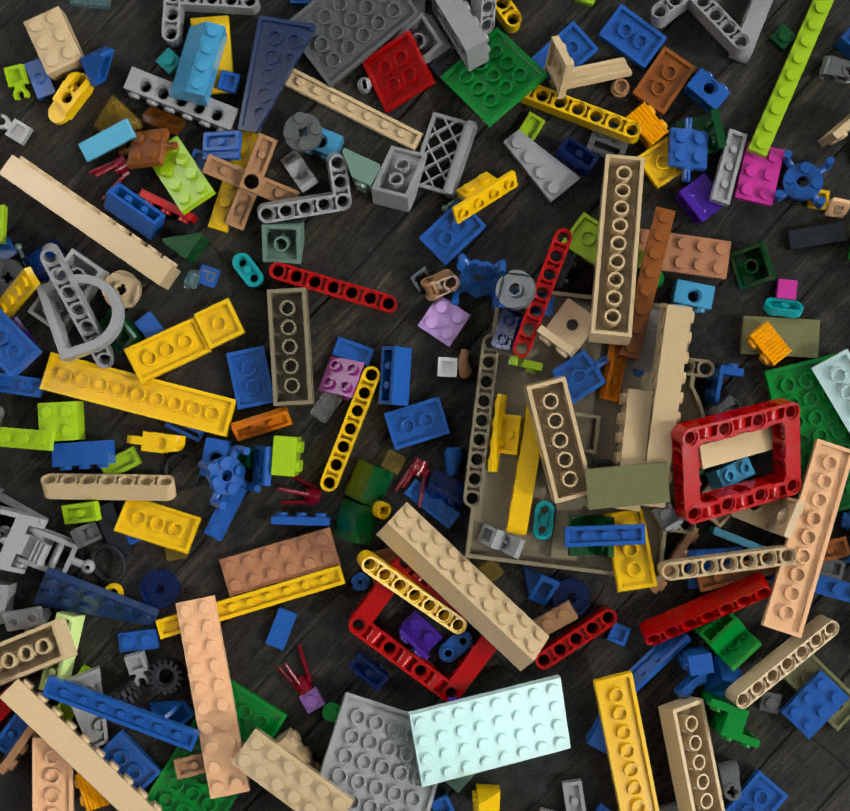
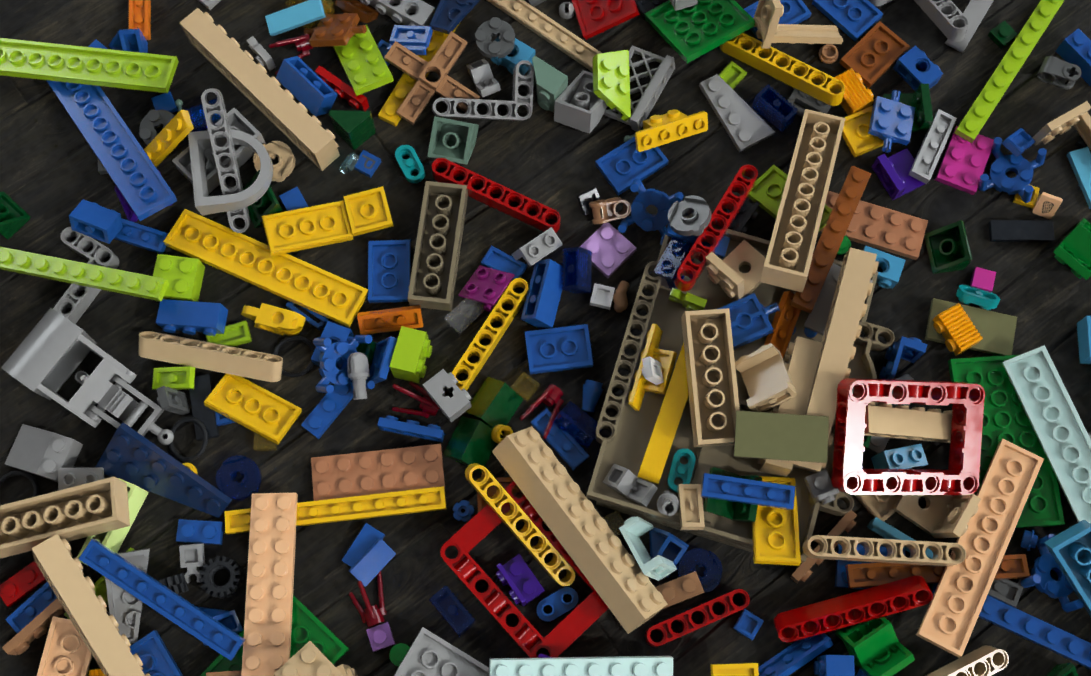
camera: 15 degrees right, 15 degrees down
(86, 188) = (262, 55): none -> light grey plate
(244, 481) = (358, 372): none -> light grey arm
(291, 640) = (372, 562): none -> blue tile
(330, 499) = (453, 406): none -> light grey brick
(381, 333) = (538, 247): none -> light grey bracket
(420, 349) = (577, 270): none -> clear blue brick
(421, 156) = (612, 80): none -> lime wing
(504, 438) = (652, 370): none -> white plate
(518, 593) = (654, 568): none -> light aqua panel
(537, 554) = (668, 503): none -> light grey arm
(556, 553) = (691, 507): none -> tan plate
(606, 432) = (765, 378): none -> tan panel
(807, 150) = (1018, 142): none -> blue tile

